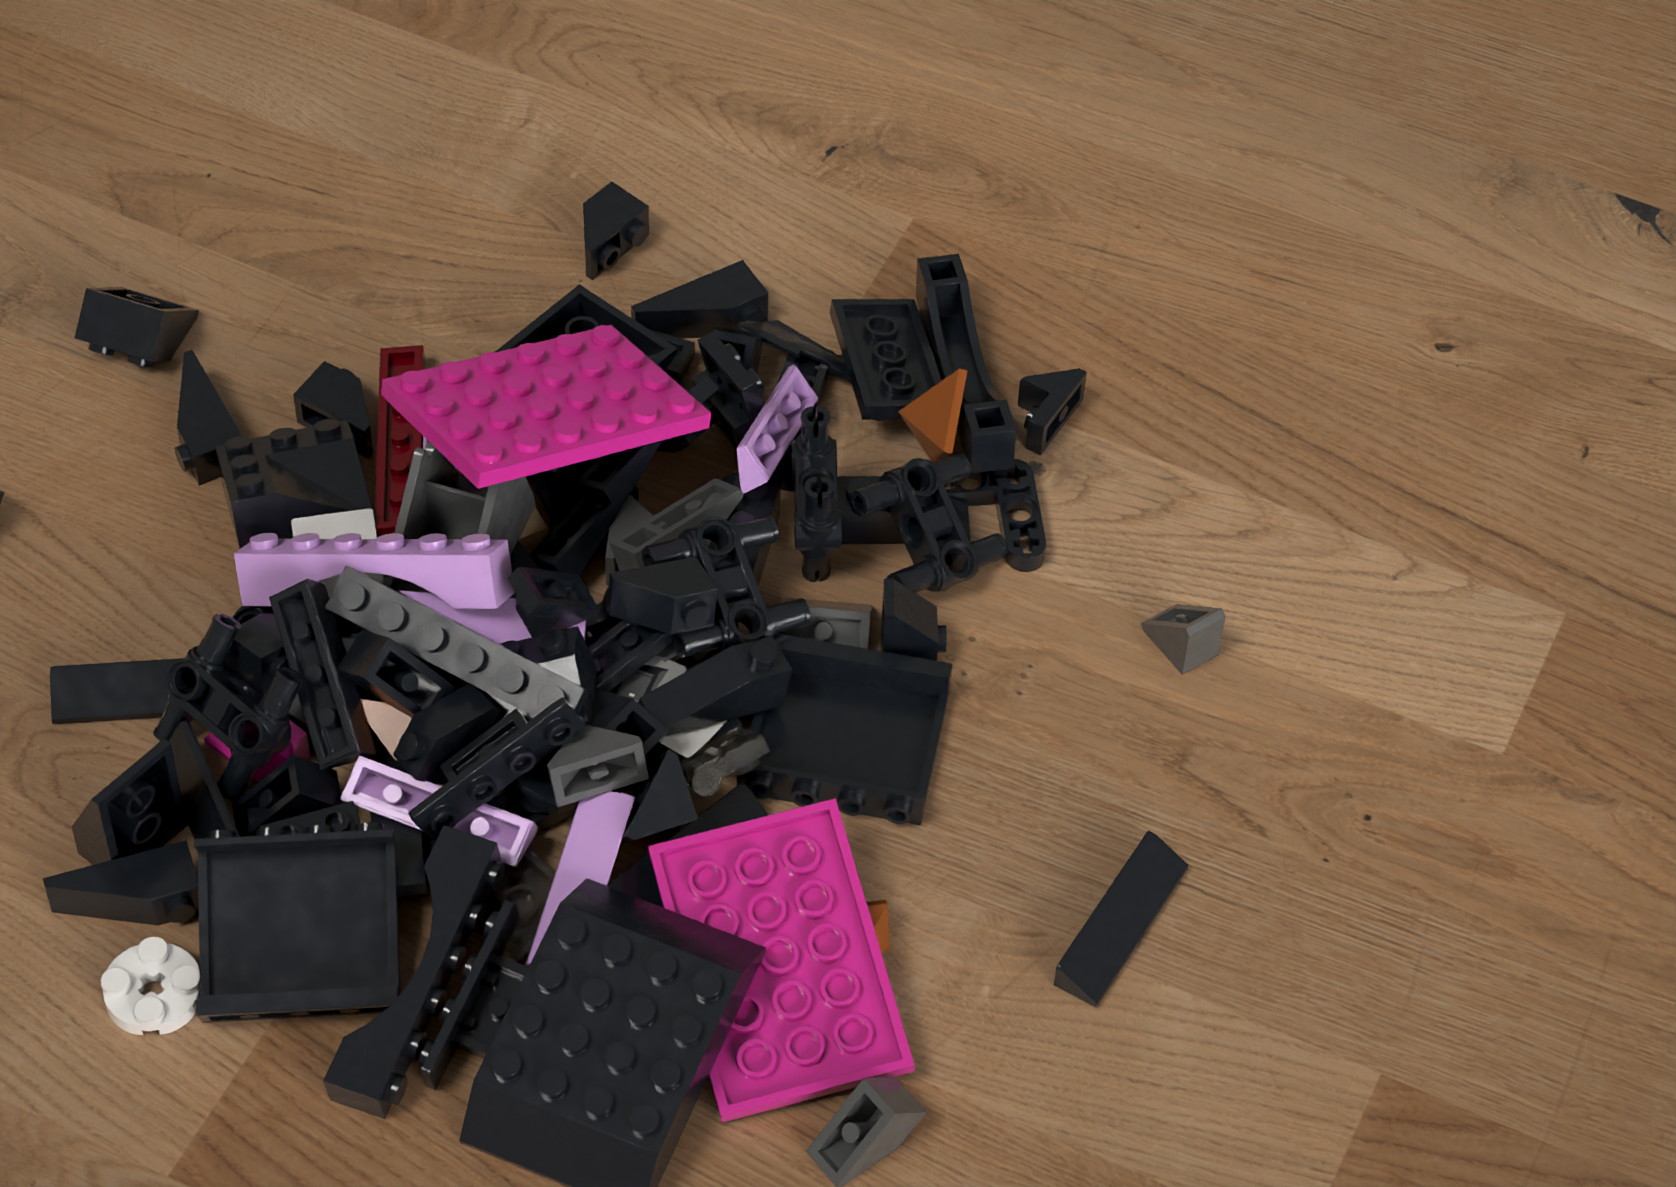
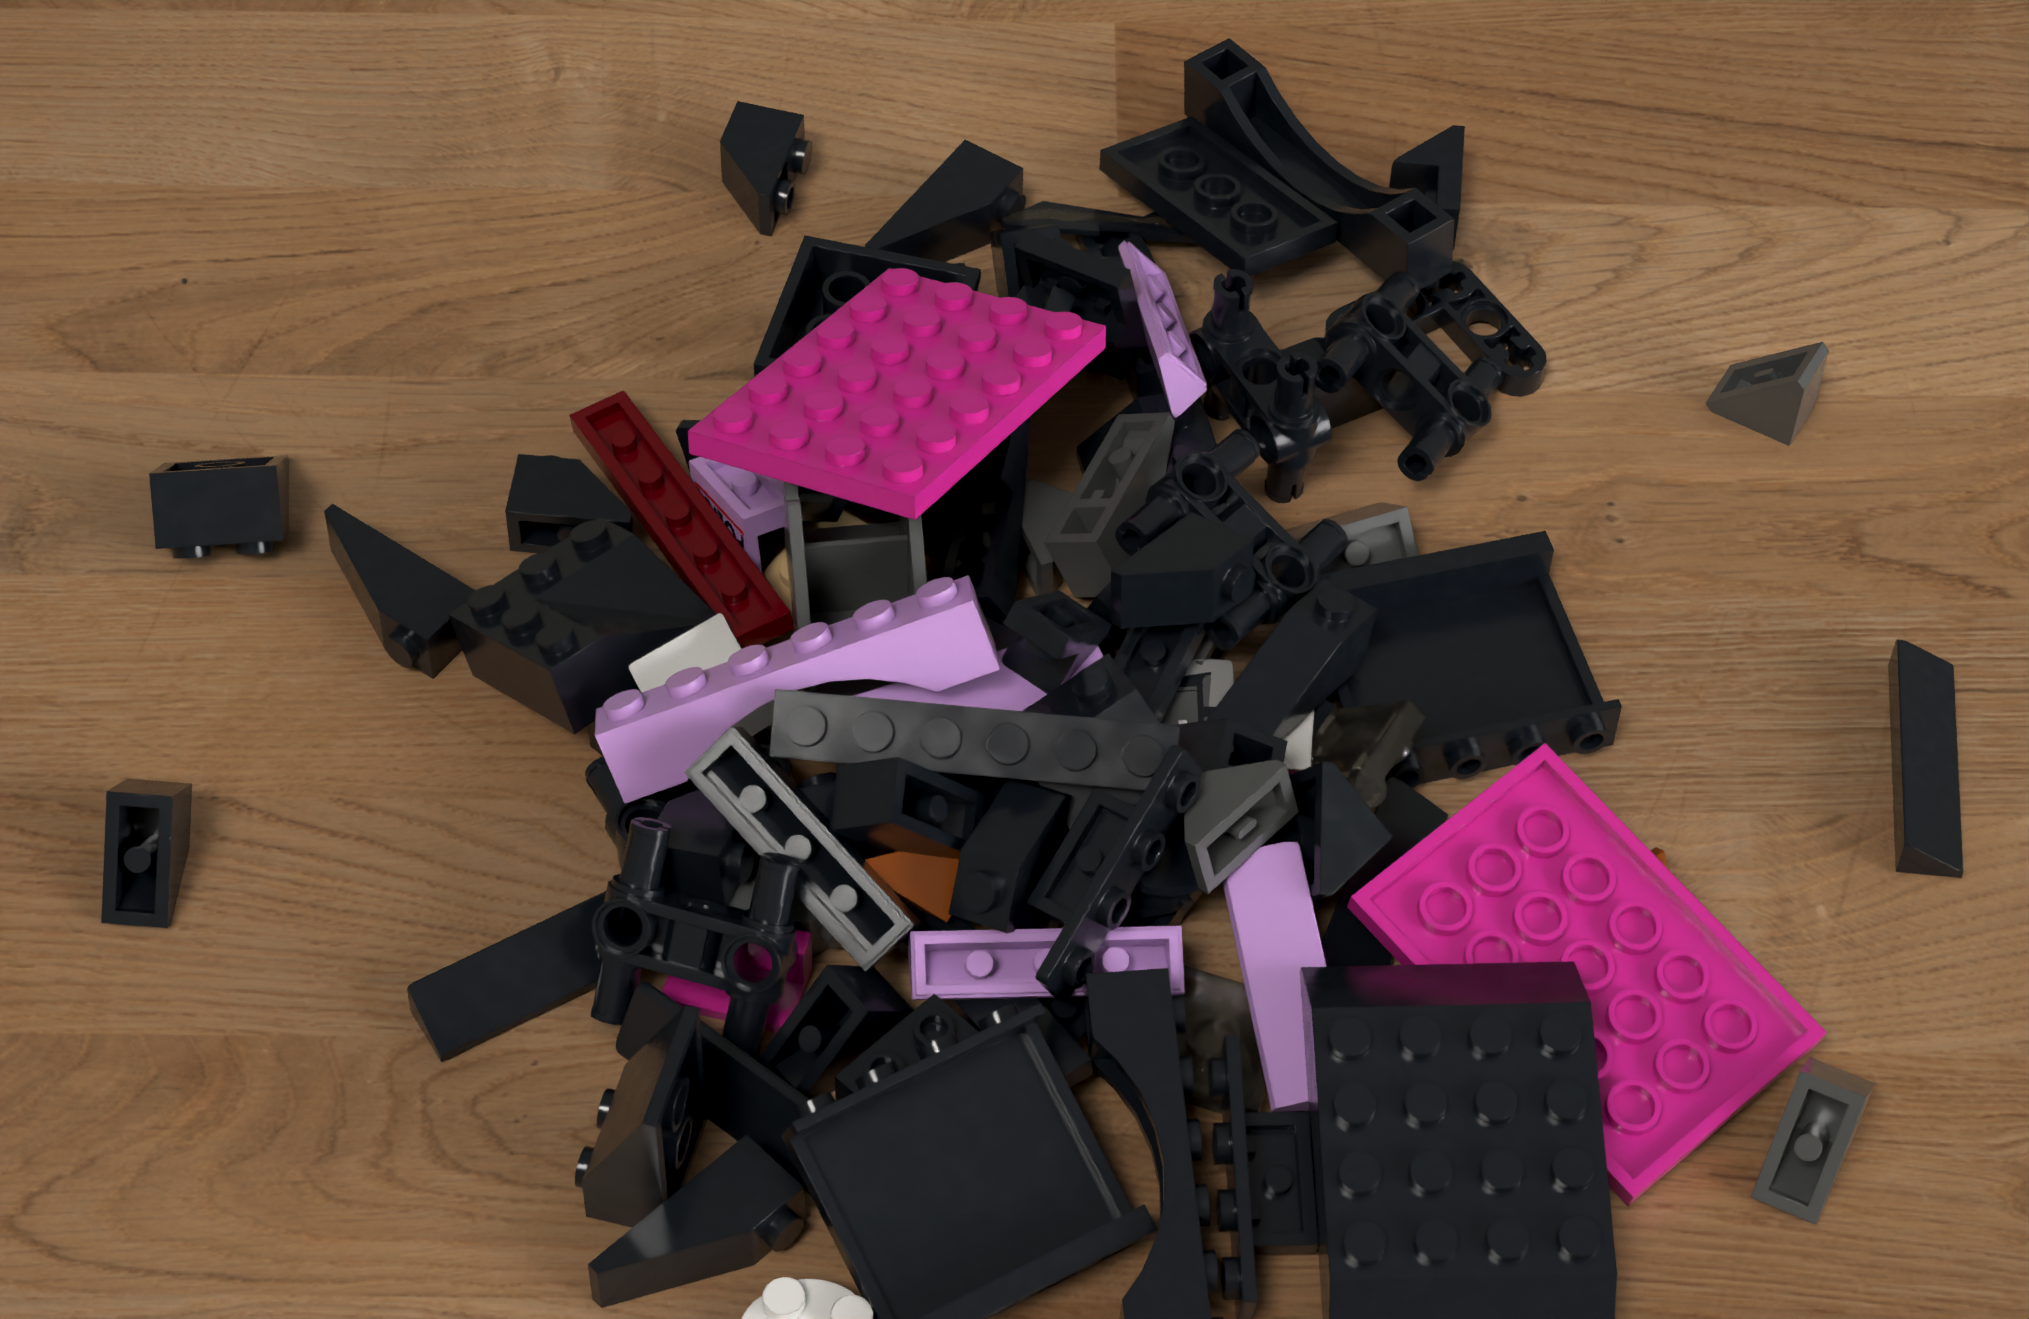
camera: 25 degrees left, 0 degrees up
(910, 623) = (1457, 506): black slope -> none
(936, 415) = (1341, 239): dark orange slope -> none

